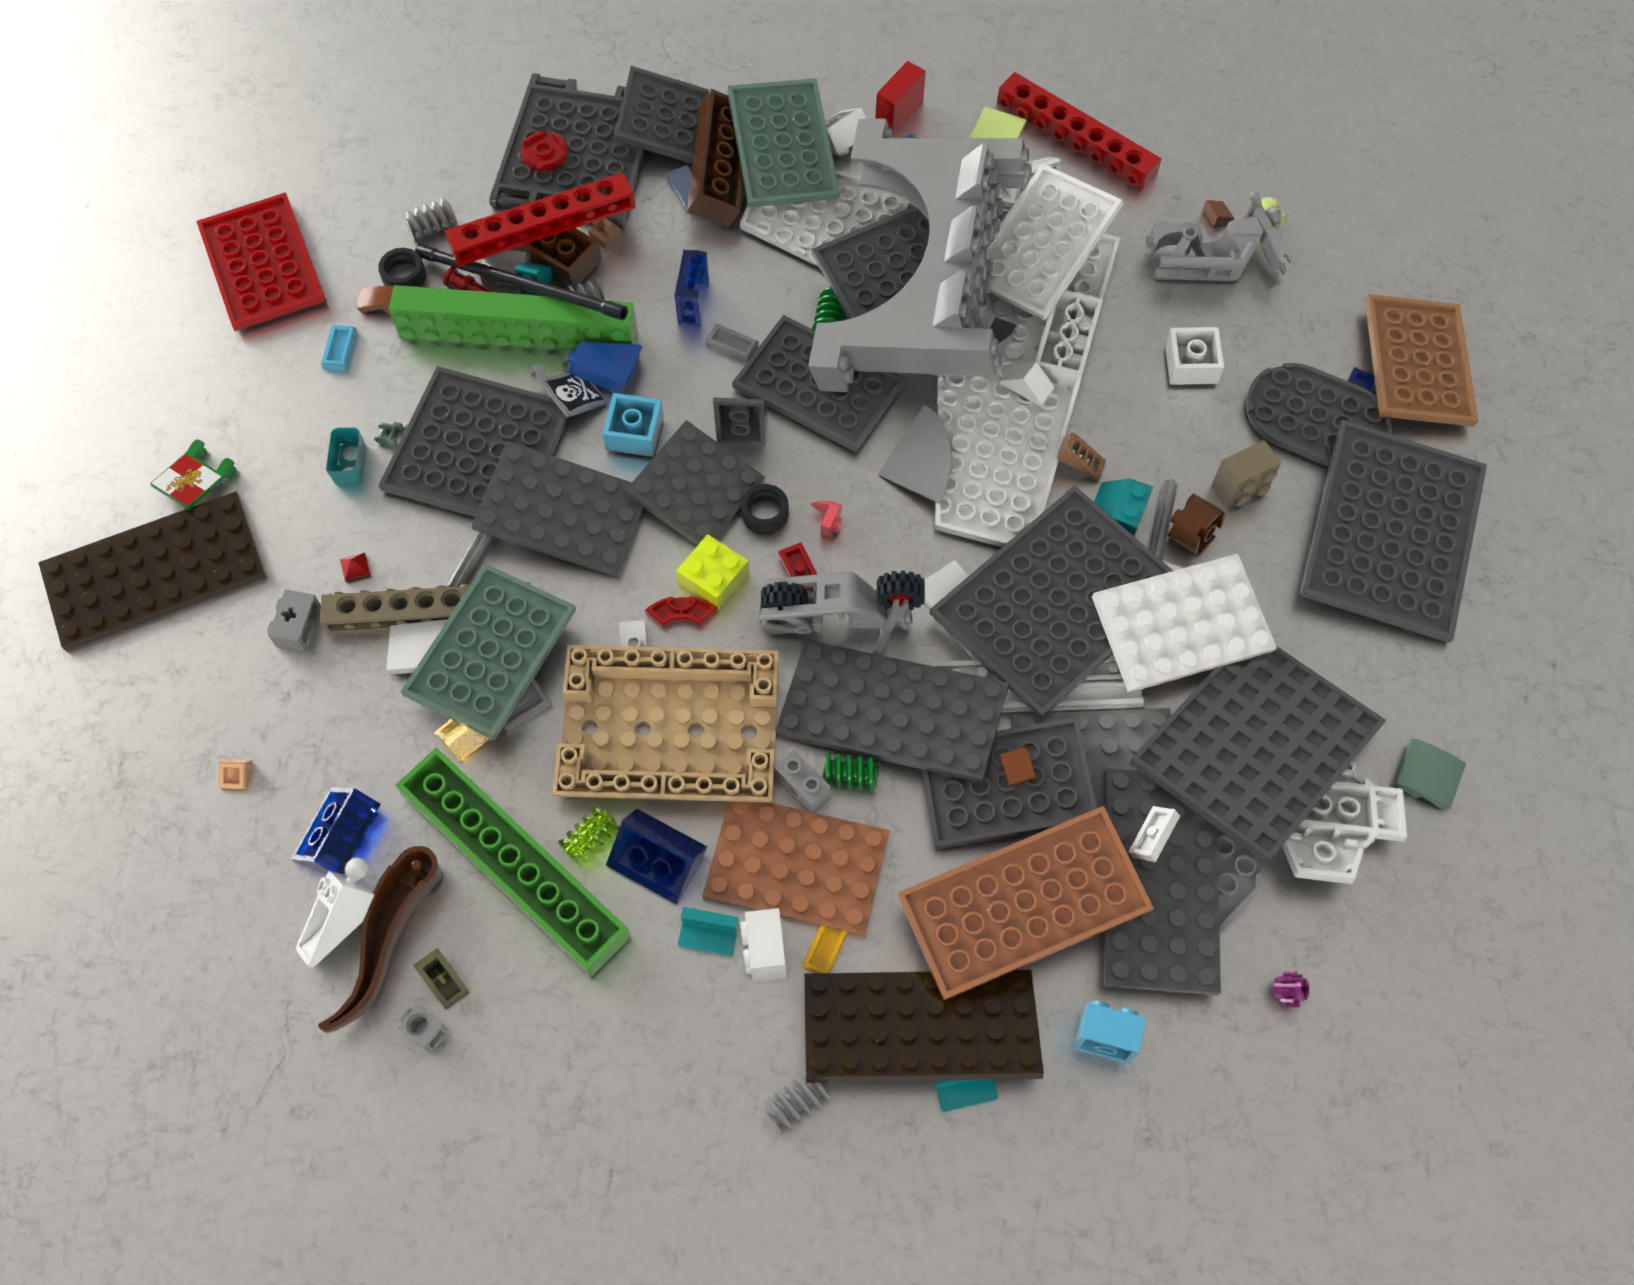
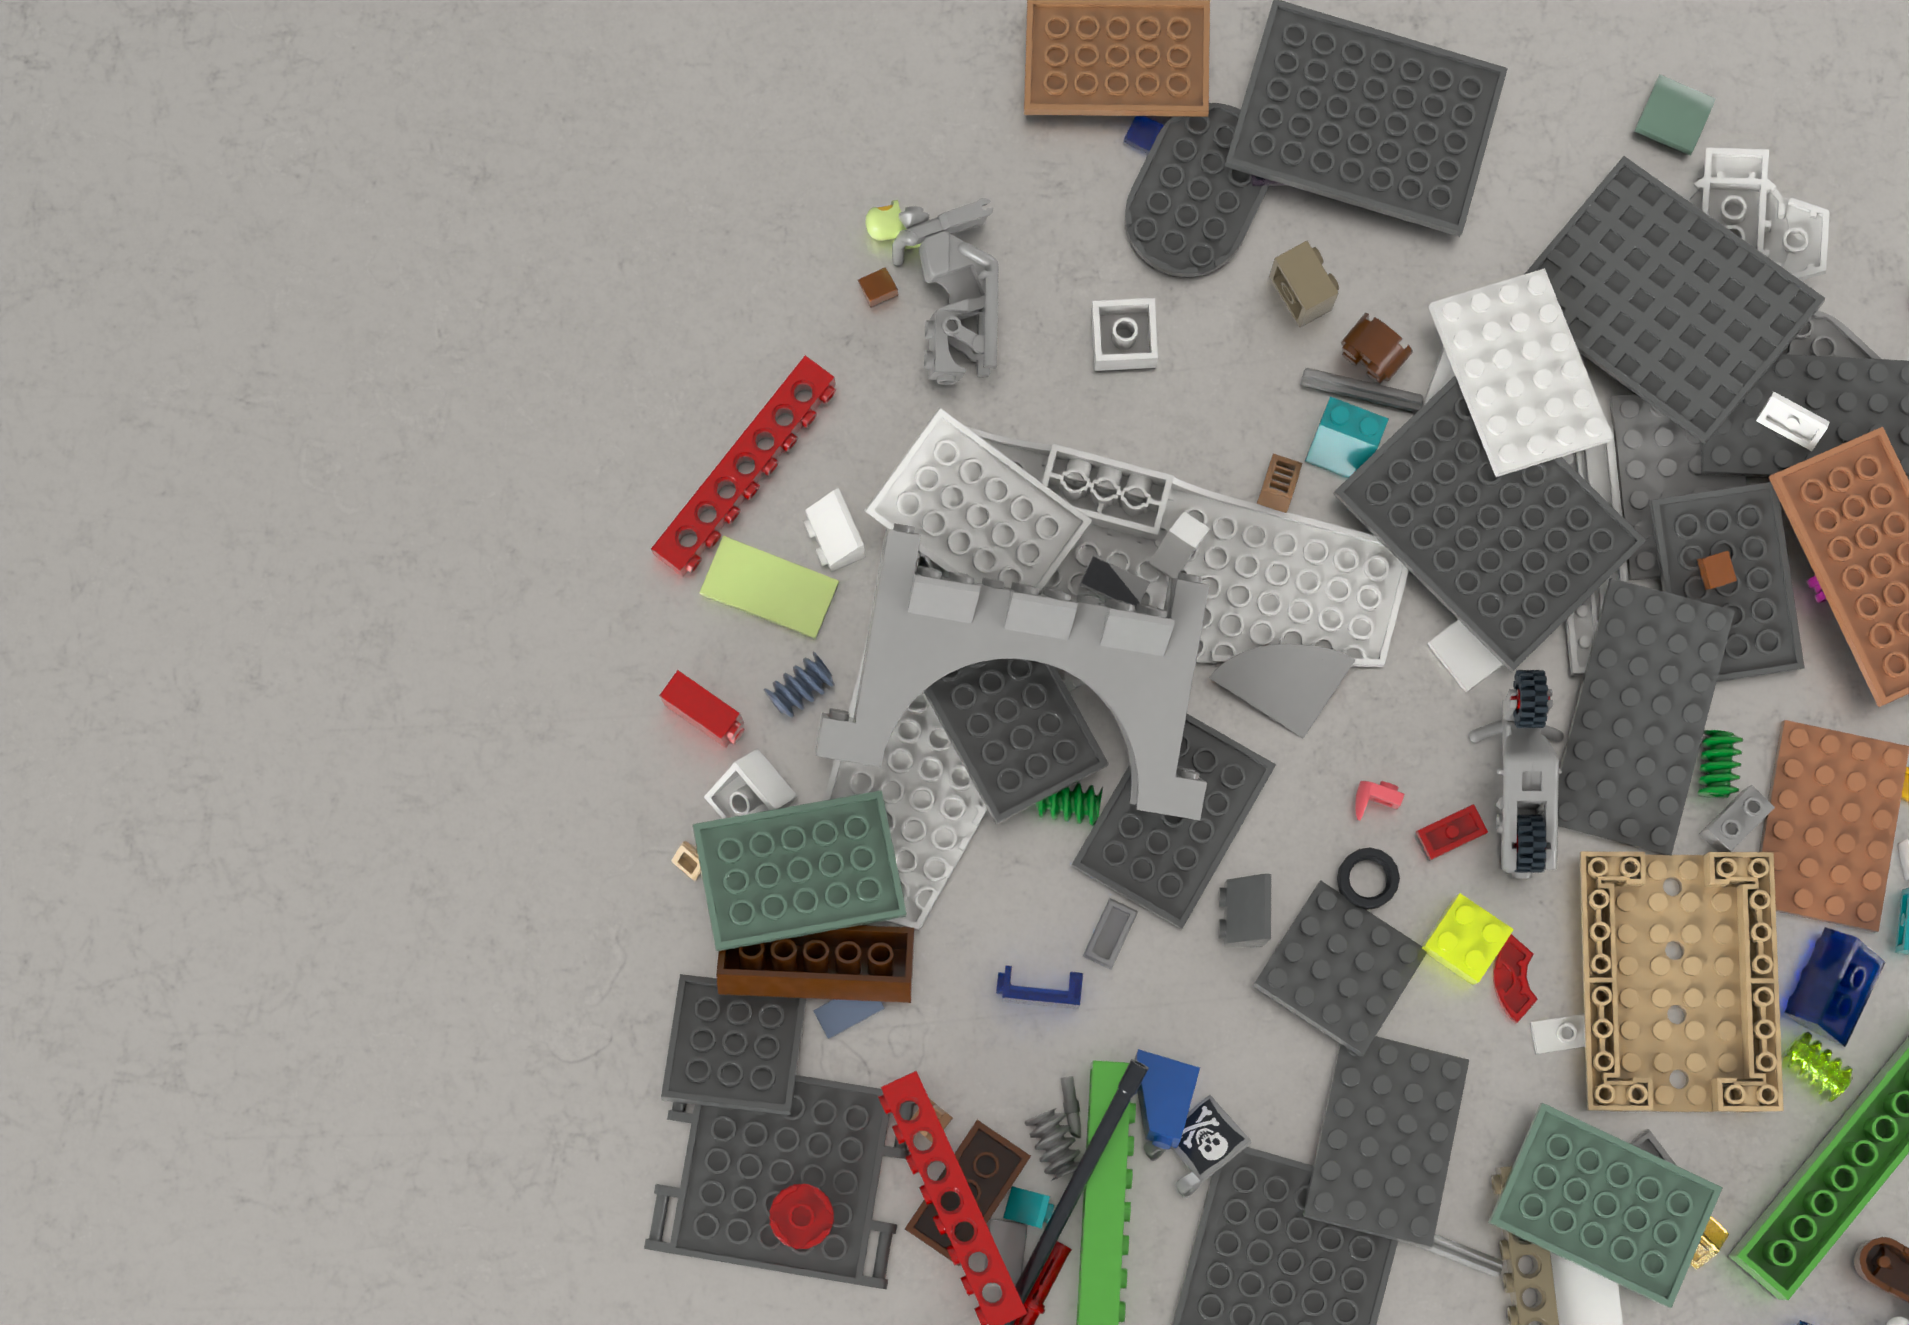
camera: 90 degrees left, 15 degrees up
(633, 424) = (1258, 1053): medium azure brick -> none

